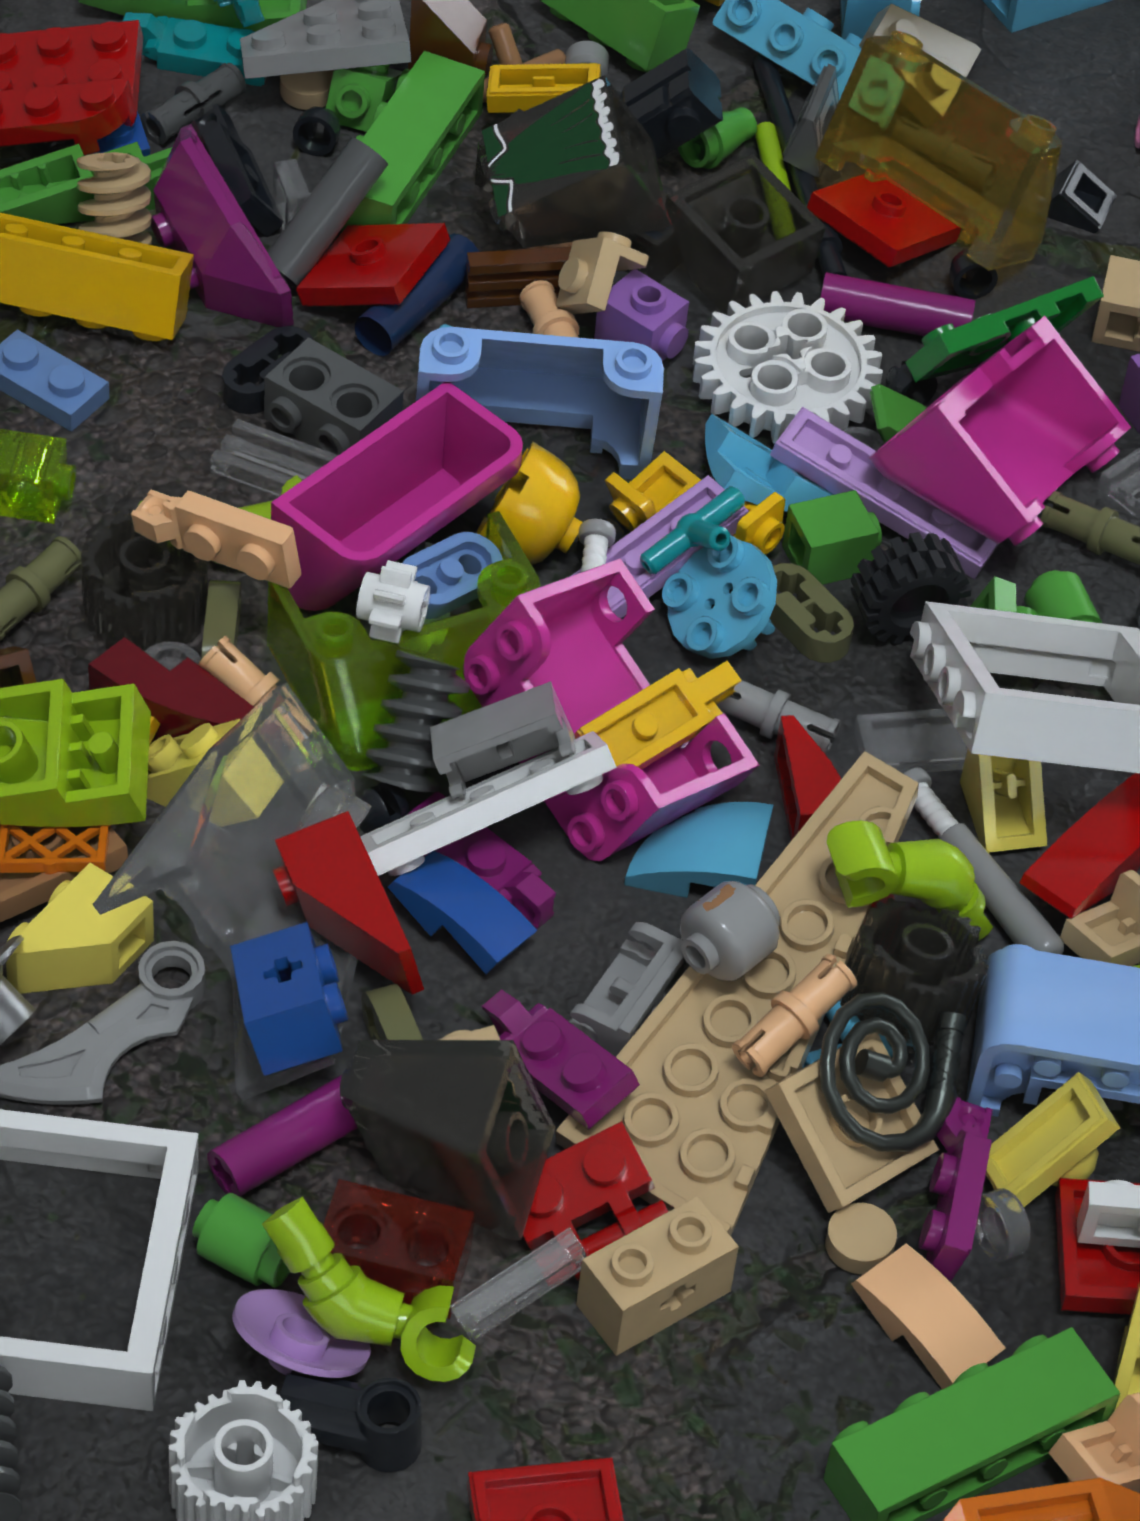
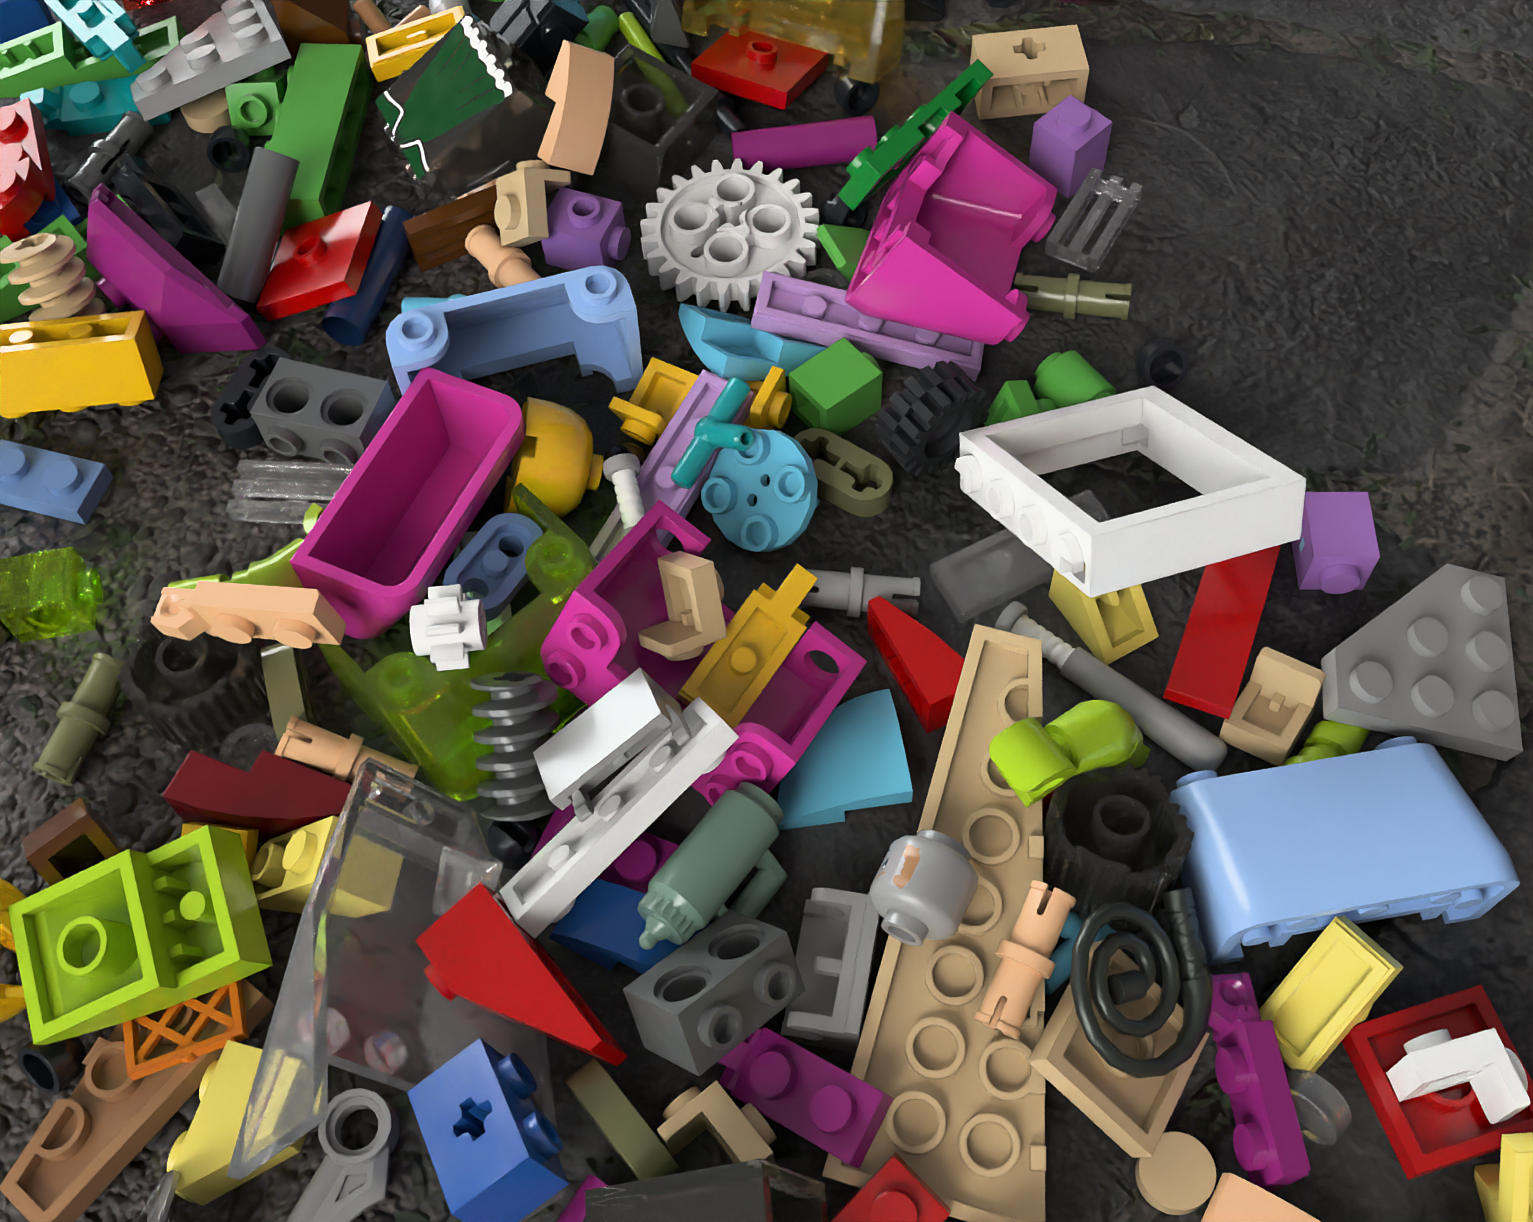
camera: 10 degrees left, 10 degrees up
(518, 962) = (714, 991): none -> dark grey brick
(553, 870) = (712, 865): none -> sand green piece
(618, 659) = (693, 605): none -> tan bracket
(684, 193) = (583, 97): none -> light nougat slope

